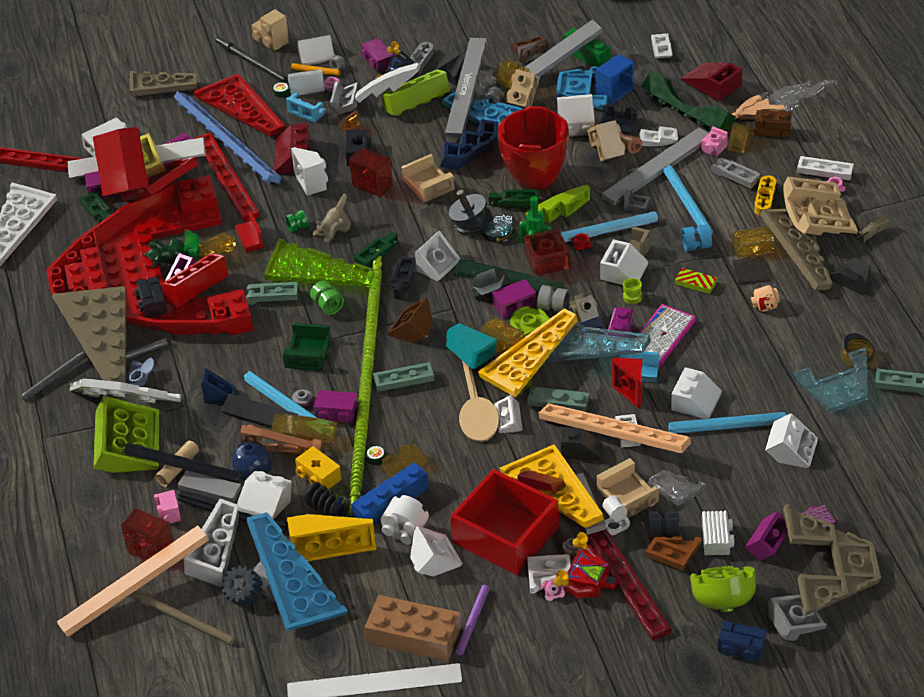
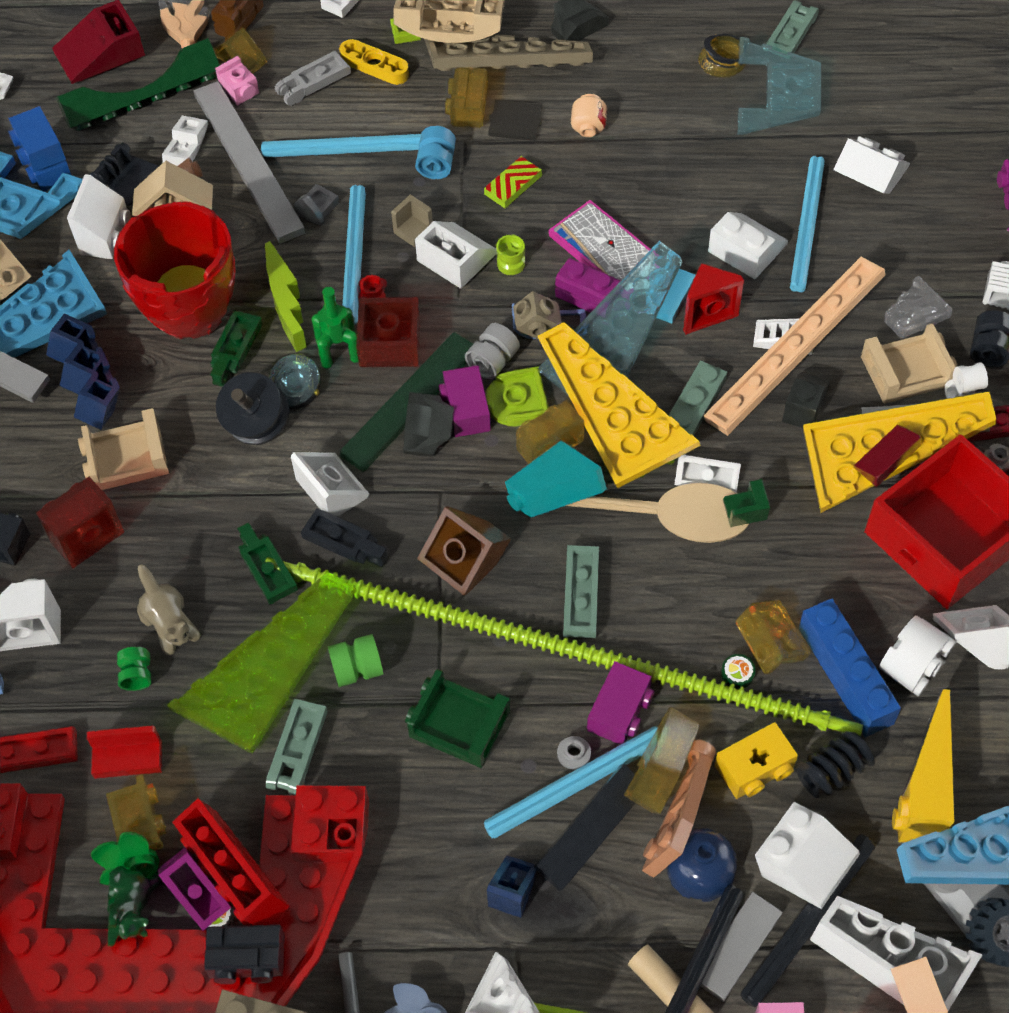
camera: 75 degrees left, 15 degrees up
(486, 433) = (747, 506): none -> dark green panel

